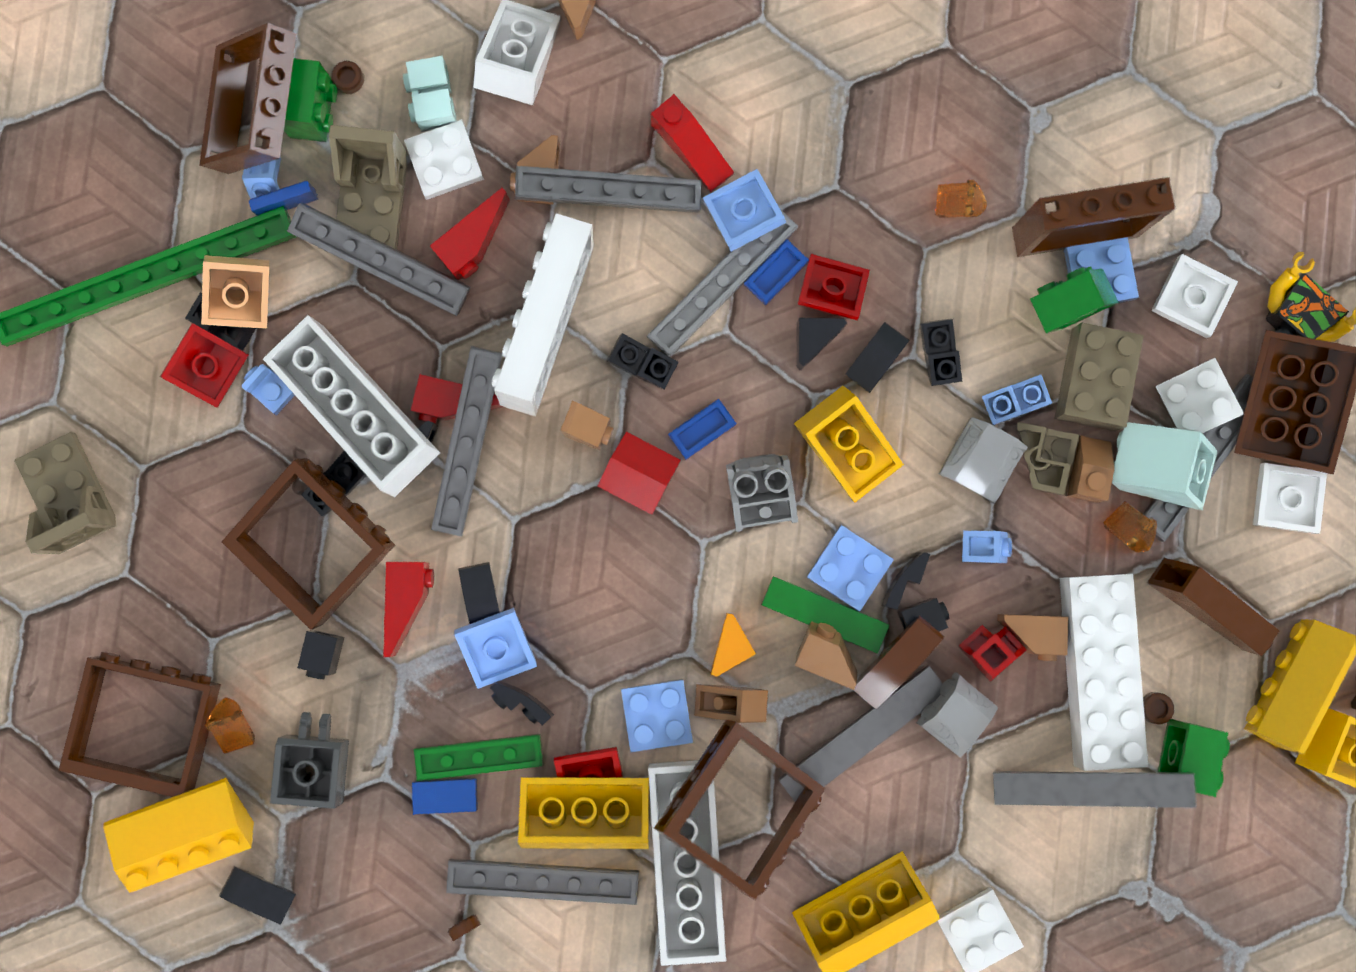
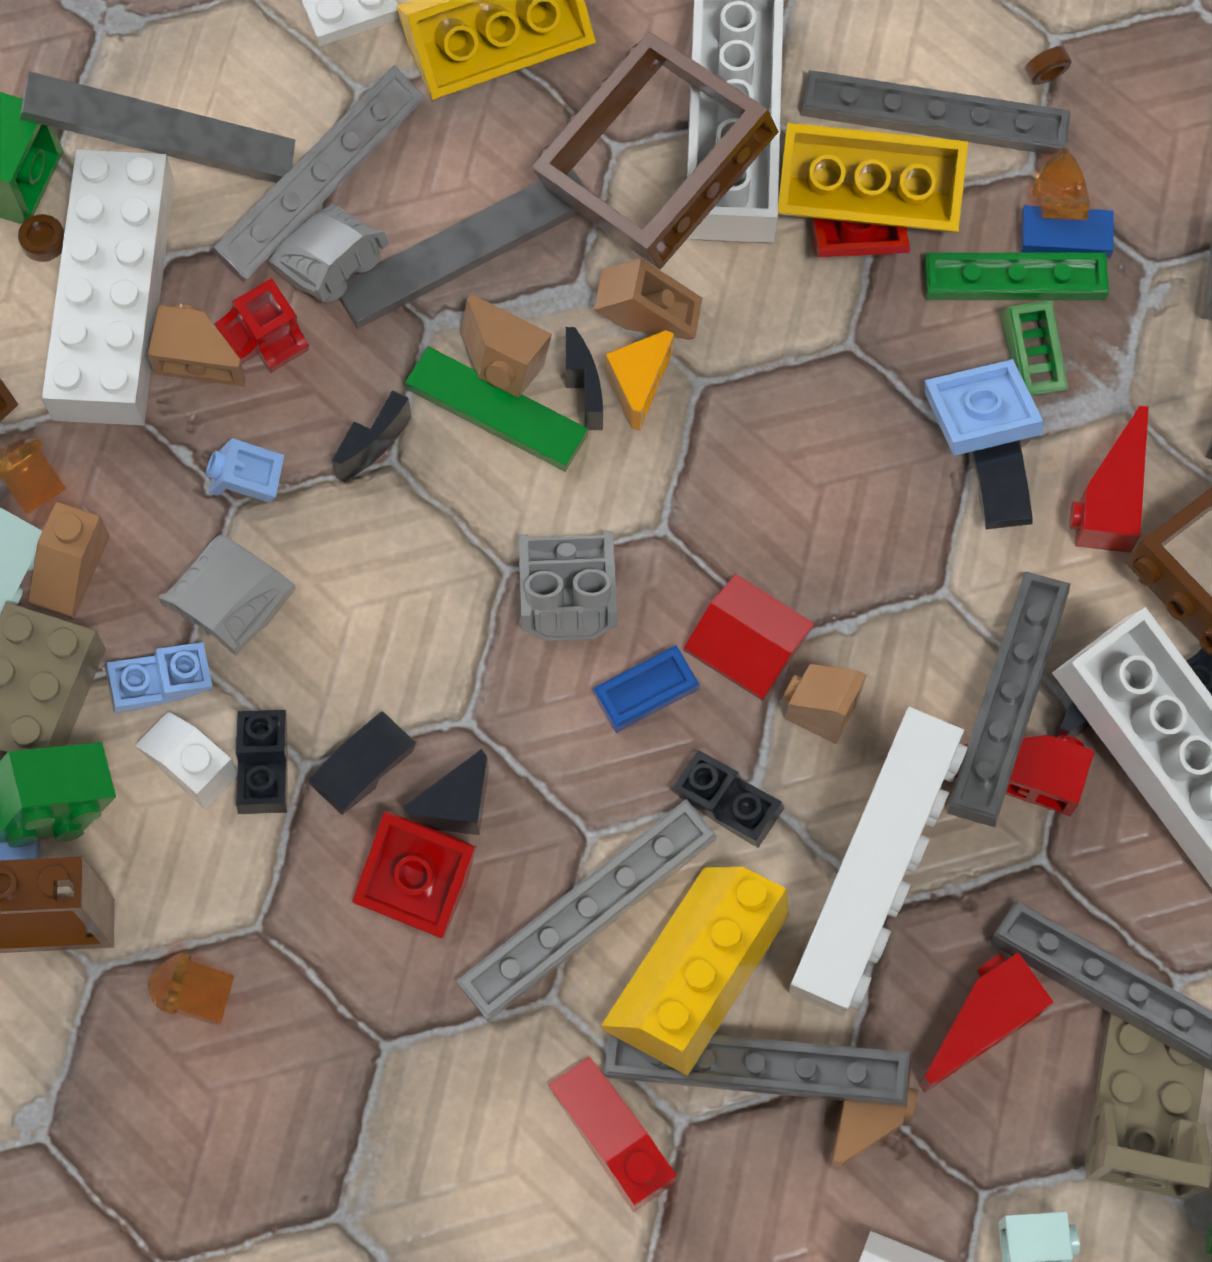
camera: 175 degrees left, 15 degrees down
(443, 159) = (1023, 1160): white plate -> none
(449, 823) = (1062, 188): none -> clear orange tile
(477, 709) = (1044, 315): none -> green slope
(511, 696) = (960, 344): black slope -> none
(652, 244) = (699, 965): none -> yellow slope
(656, 715) = (756, 302): light blue plate -> none
(744, 210) = (541, 1010): light blue plate -> none
(774, 647) = (582, 373): none -> black slope
(776, 272) = (500, 914): blue tile -> none
(849, 443) = (428, 639): yellow slope -> none
(850, 568) = (450, 467): light blue plate -> none
(897, 662) = (403, 320): reddish brown slope -> none
(930, 609) = (354, 382): black brick -> none
(973, 780) = (318, 173): none -> flat silver tile
(990, 346) = (188, 758): none -> white slope
(1049, 457) = (127, 589): dark tan slope -> none

